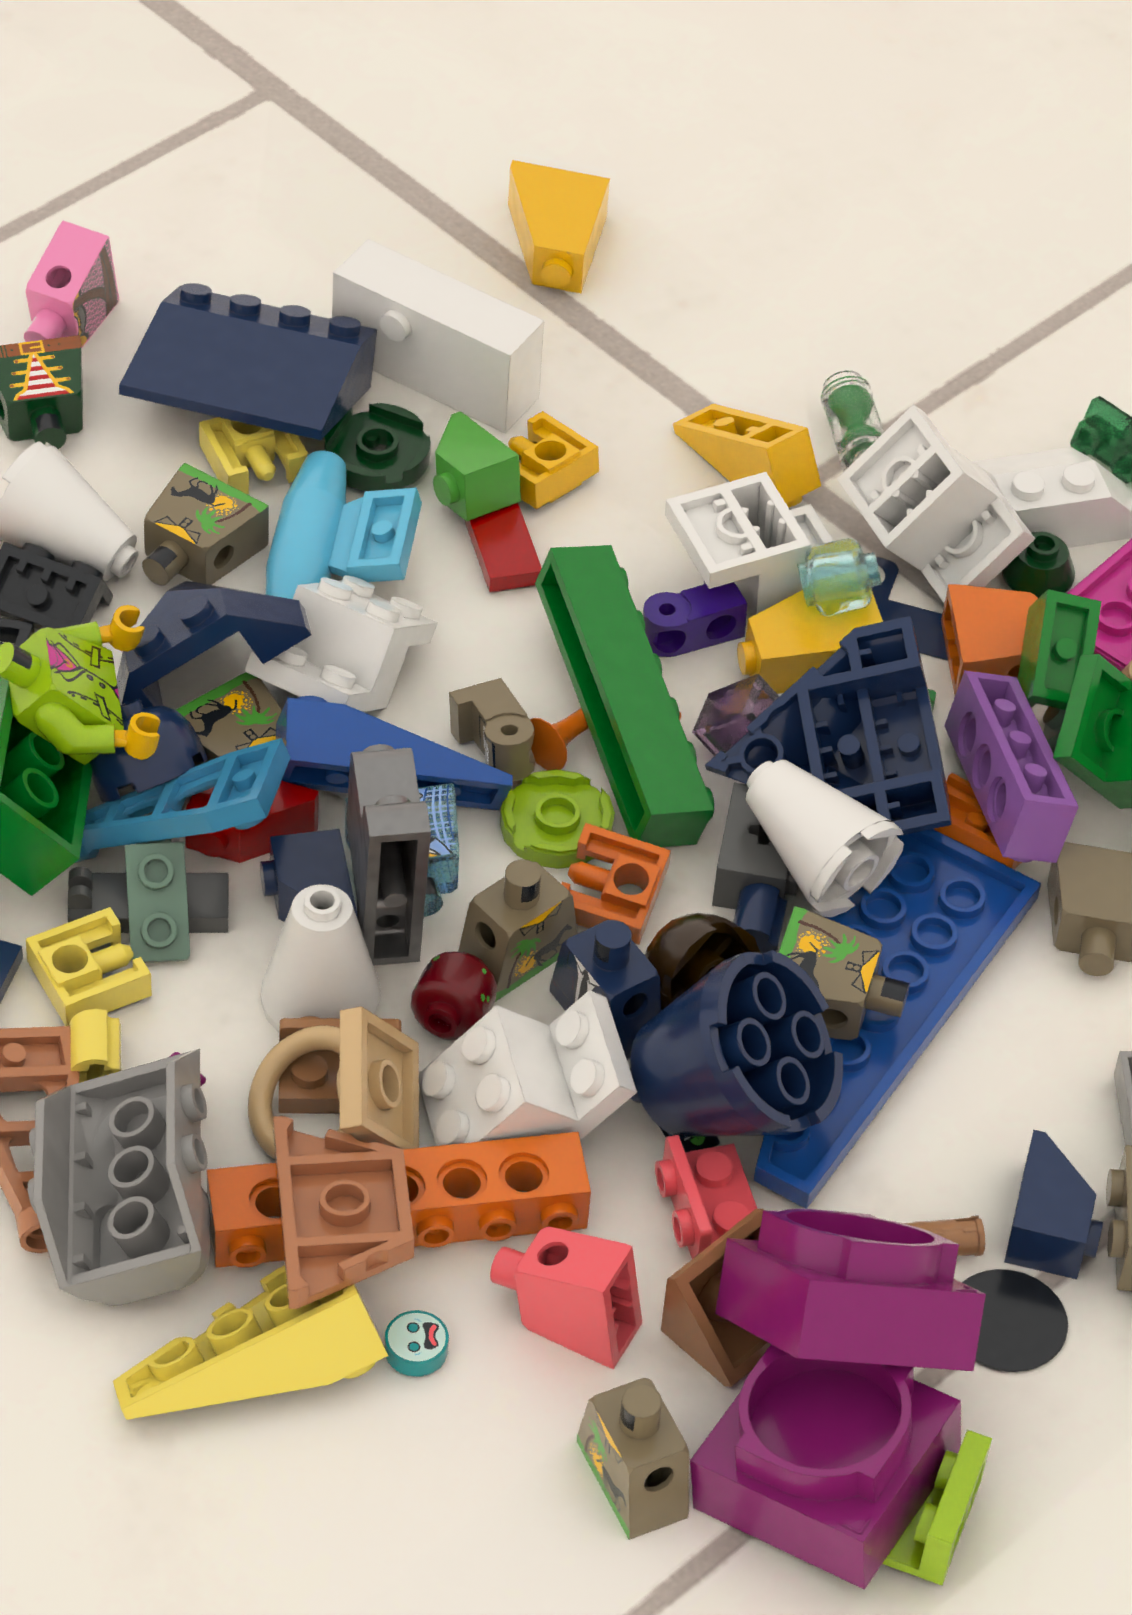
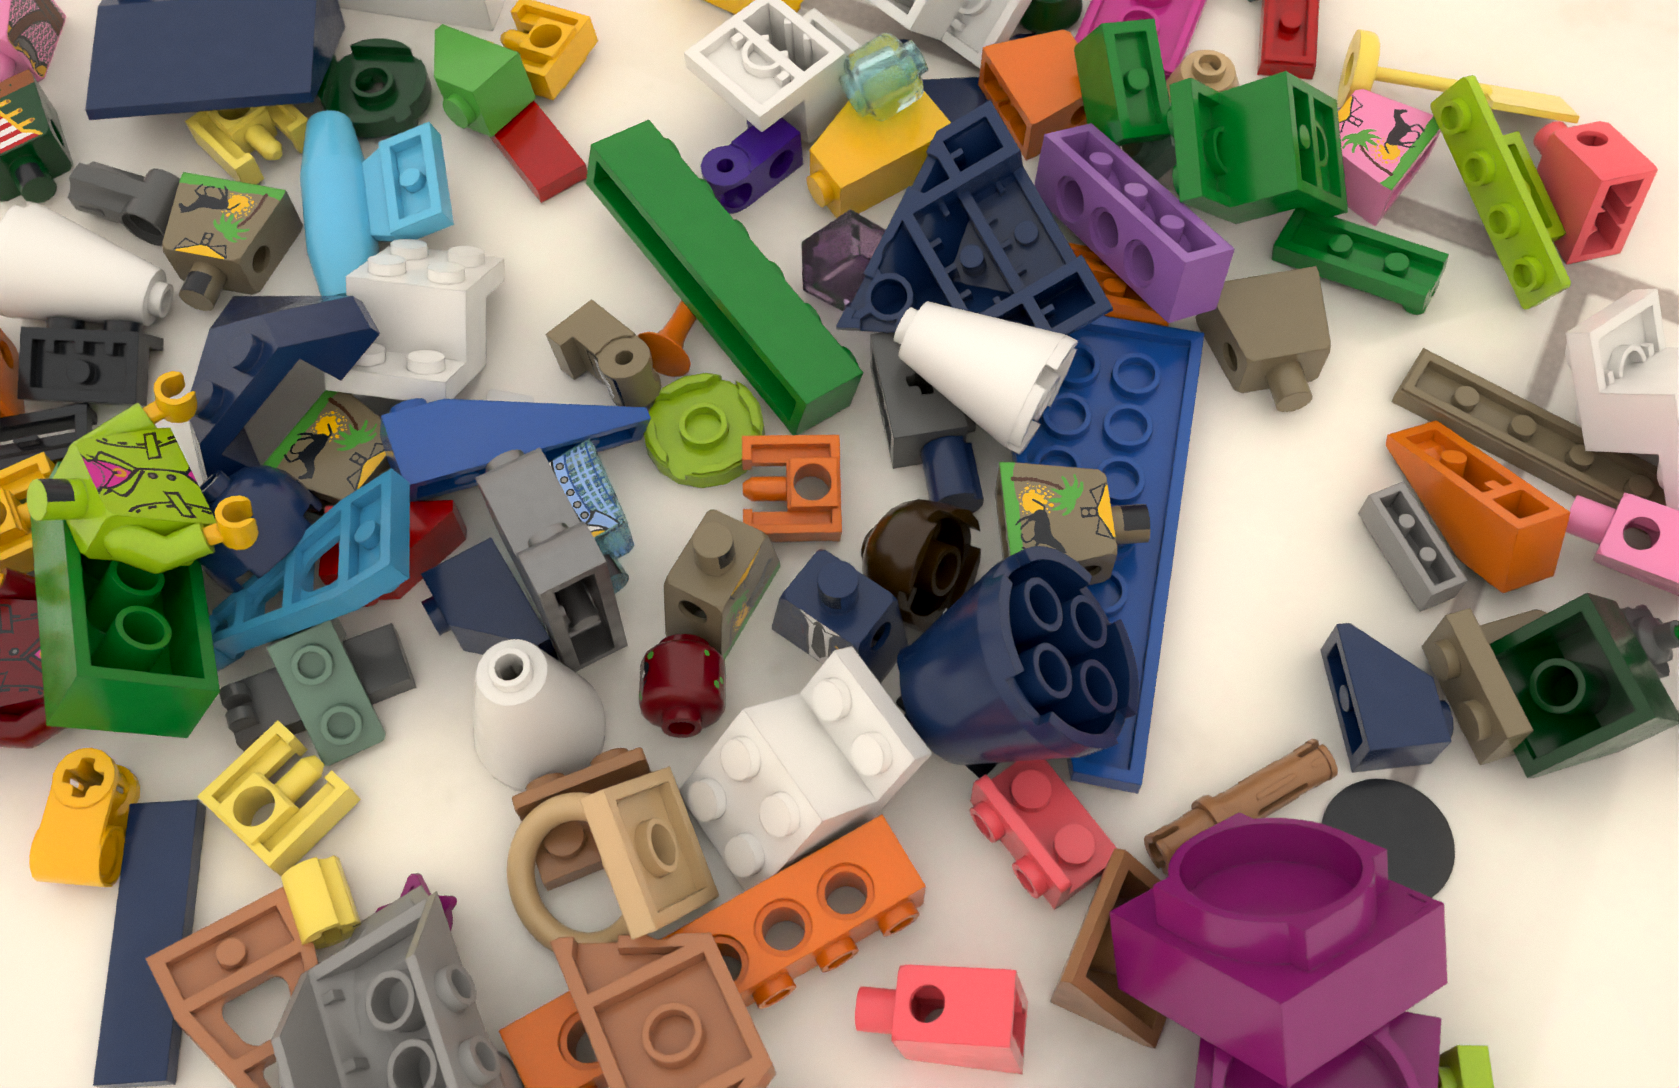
camera: 15 degrees left, 15 degrees up
(124, 471) = (125, 197): none -> dark grey piece

